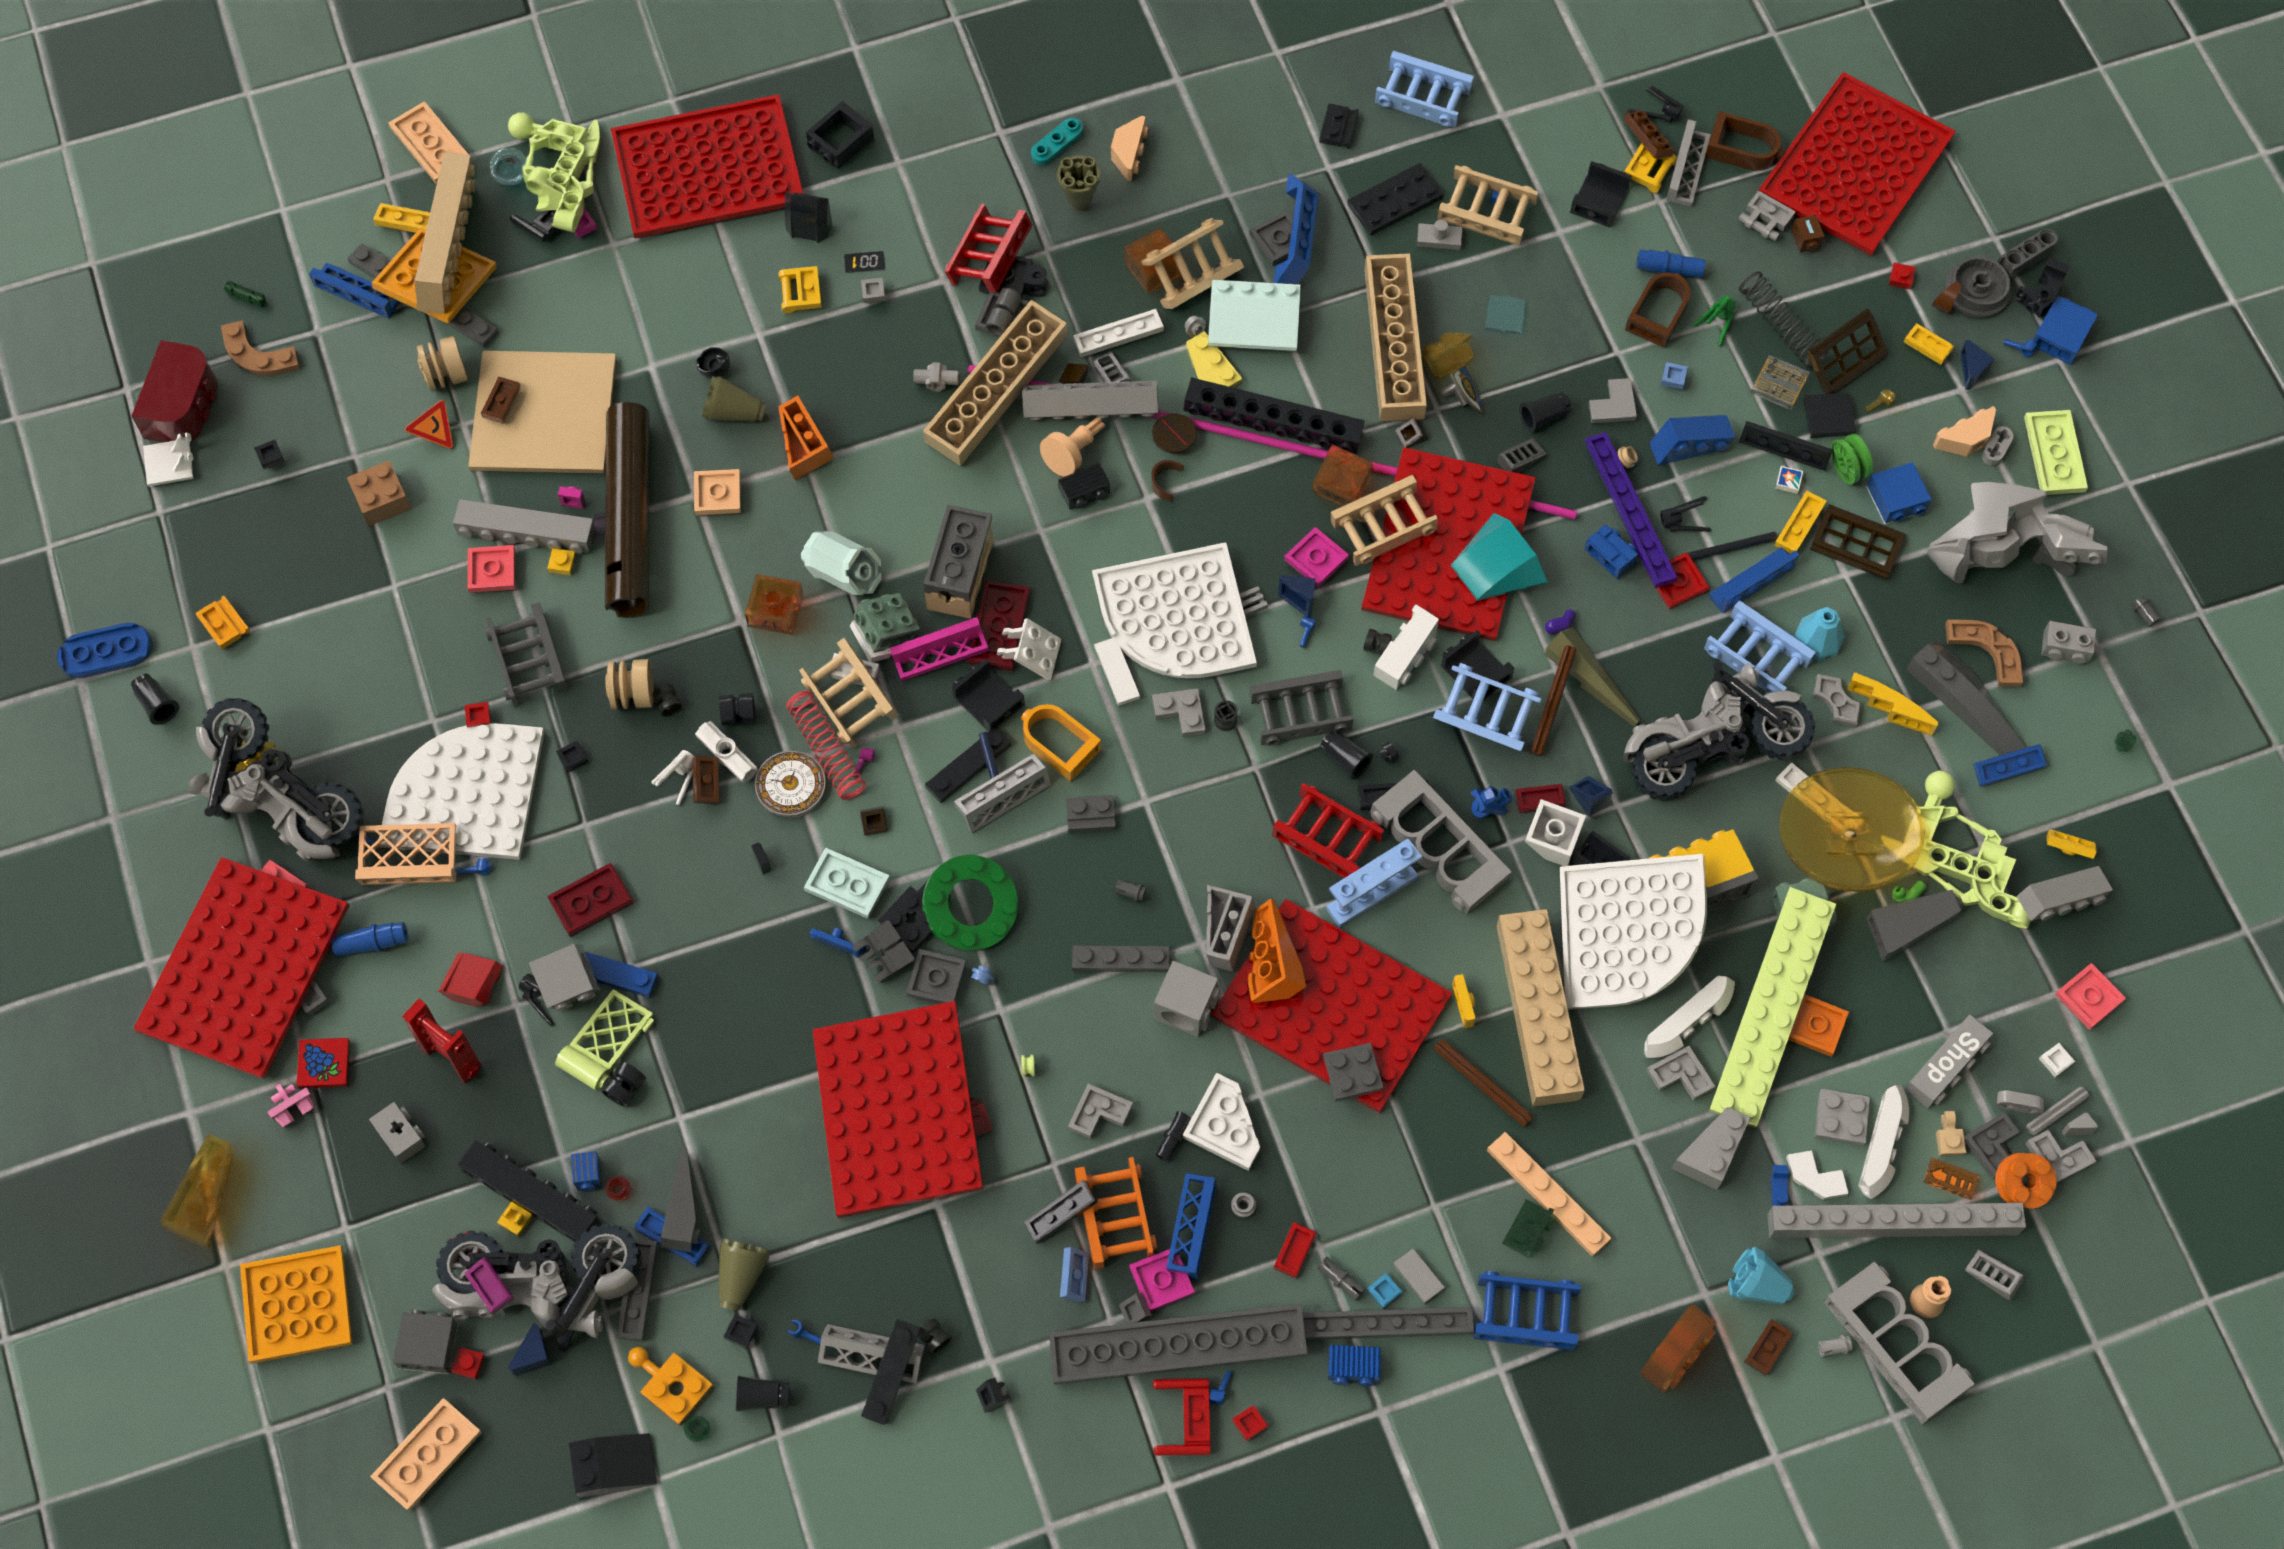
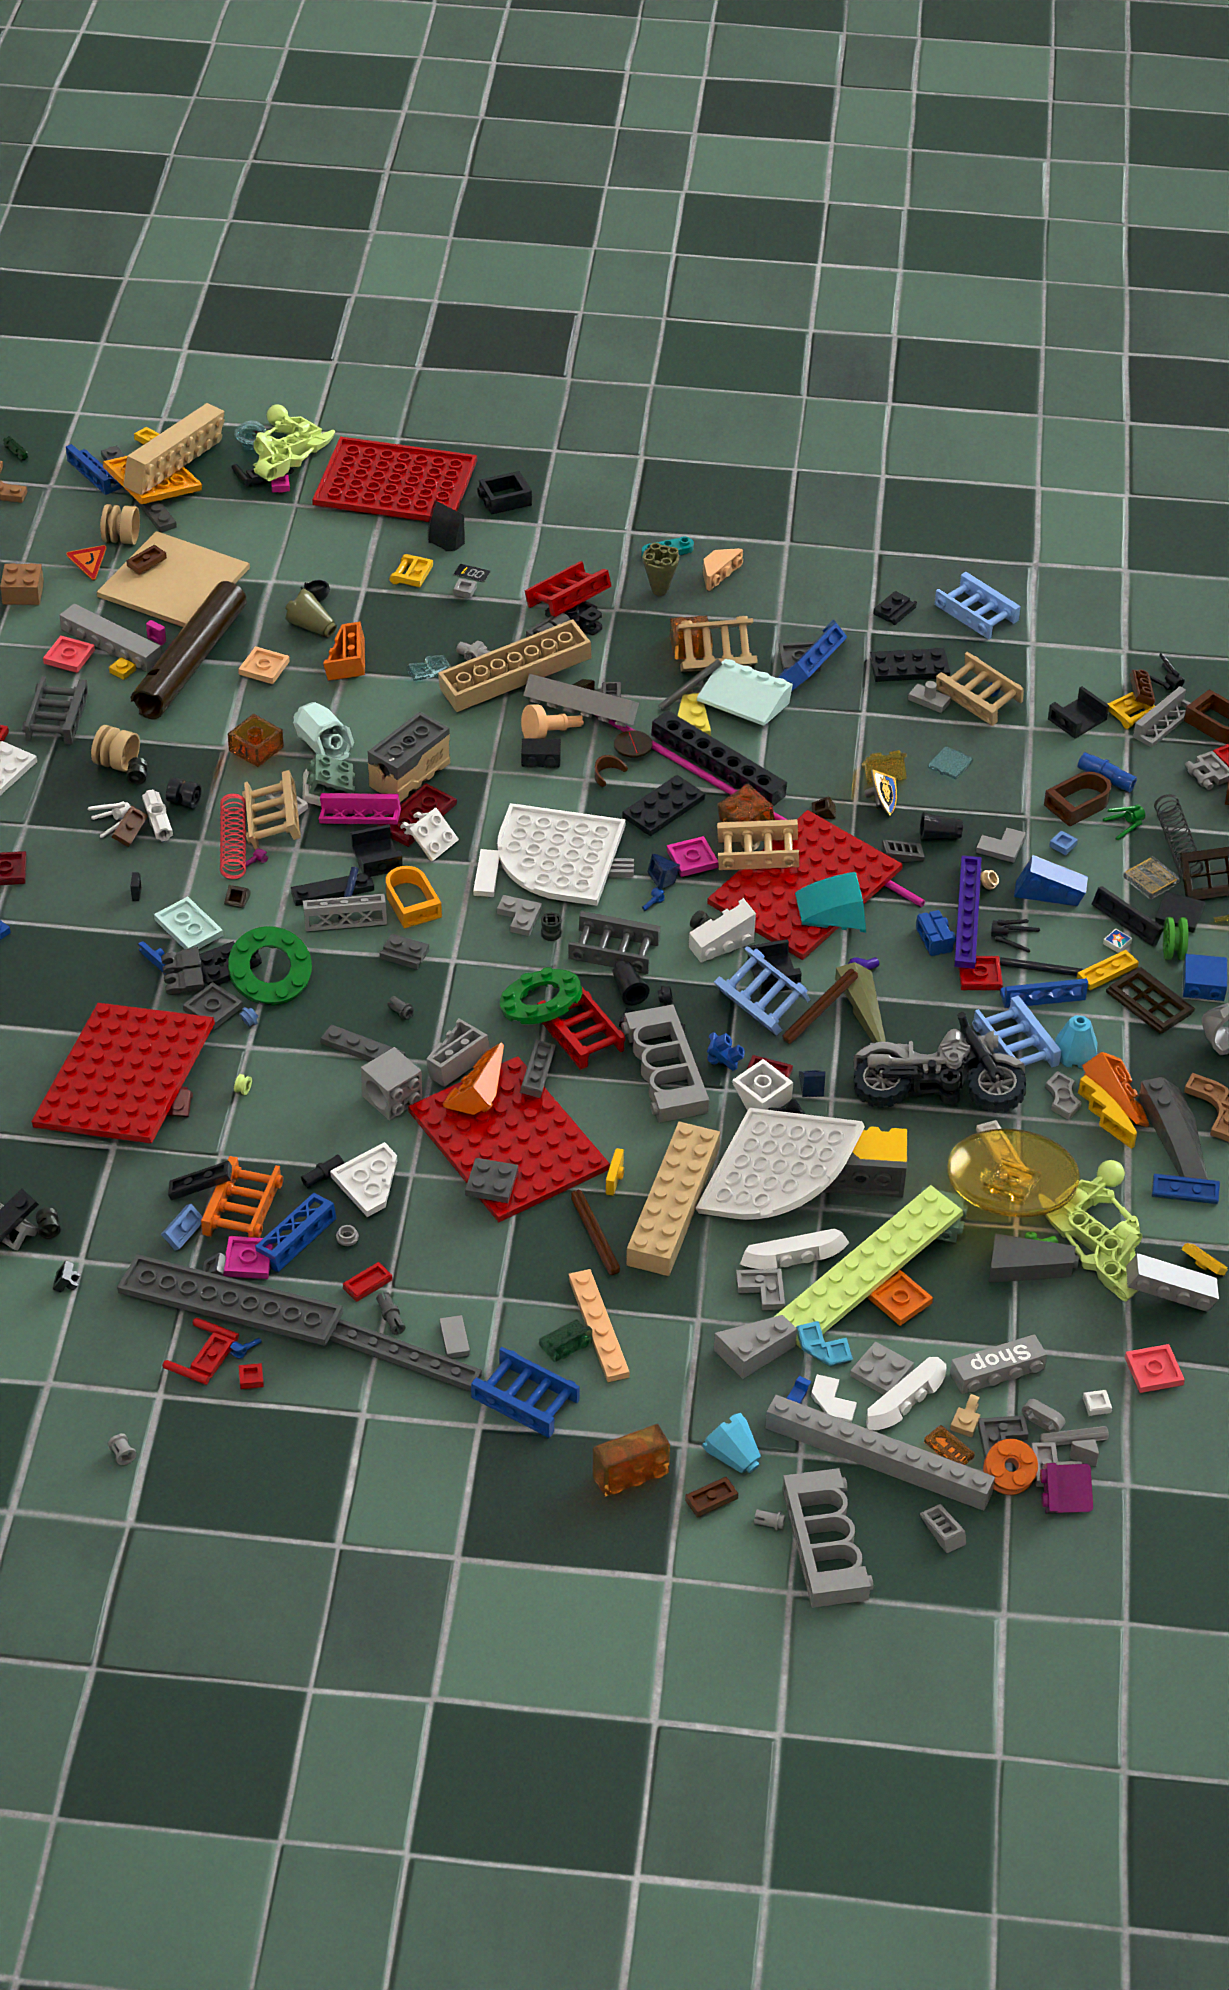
camera: 25 degrees right, 20 degrees down
(425, 138) = (206, 393): light nougat plate -> none
(572, 756) = (45, 781): black tile -> none
(790, 784) = (191, 853): tile -> none
(896, 418) = (429, 668): none -> clear light blue slope
(1095, 1105) = (276, 1128): light grey plate -> none
(1118, 333) = (633, 672): white plate -> none
(1192, 329) = (690, 684): none -> dark grey bar
(1247, 500) = (663, 805): none -> black plate
(1291, 835) = (569, 993): none -> green plate
(1317, 908) = (537, 1068): none -> dark grey tile
(1354, 1365) = (360, 1370): blue brick -> none
(1373, 883) = (592, 1078): light blue fence -> none
(1384, 1290) = (421, 1335): dark azure tile -> none
(1395, 337) = (847, 742): tan brick -> none
(1786, 1122) = (829, 1352): none -> medium azure tile
(1873, 661) = (1115, 1079): none -> orange wedge
(1930, 1297) = (874, 1516): light nougat plant -> none
(2087, 1180) = (1066, 1488): none -> magenta bracket

